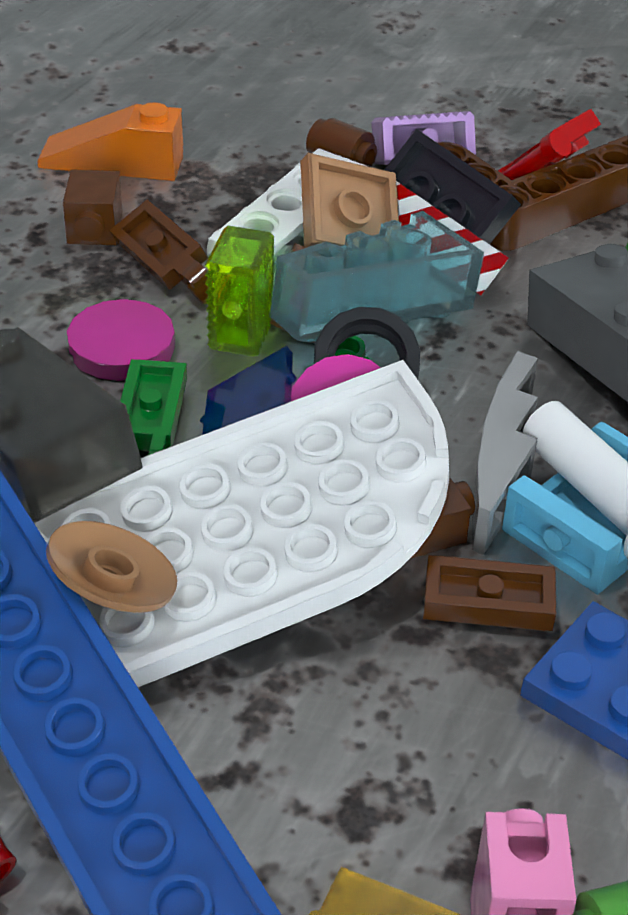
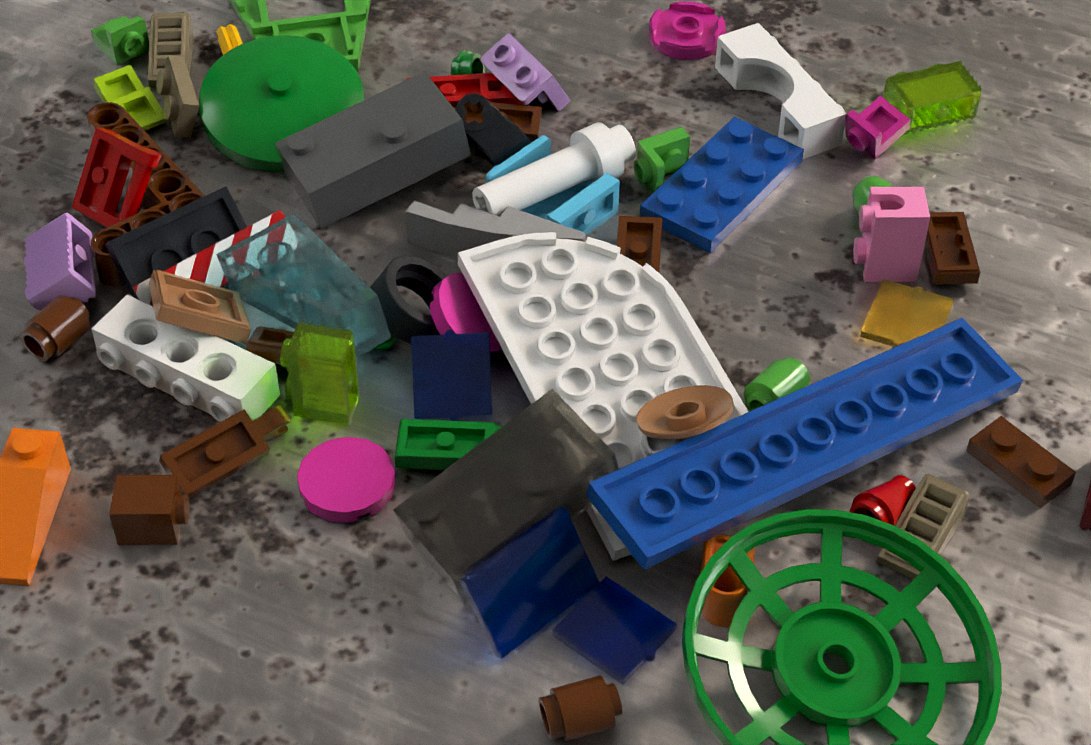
camera: 90 degrees left, 5 degrees up
(206, 726) = (776, 382): none -> bright green brick

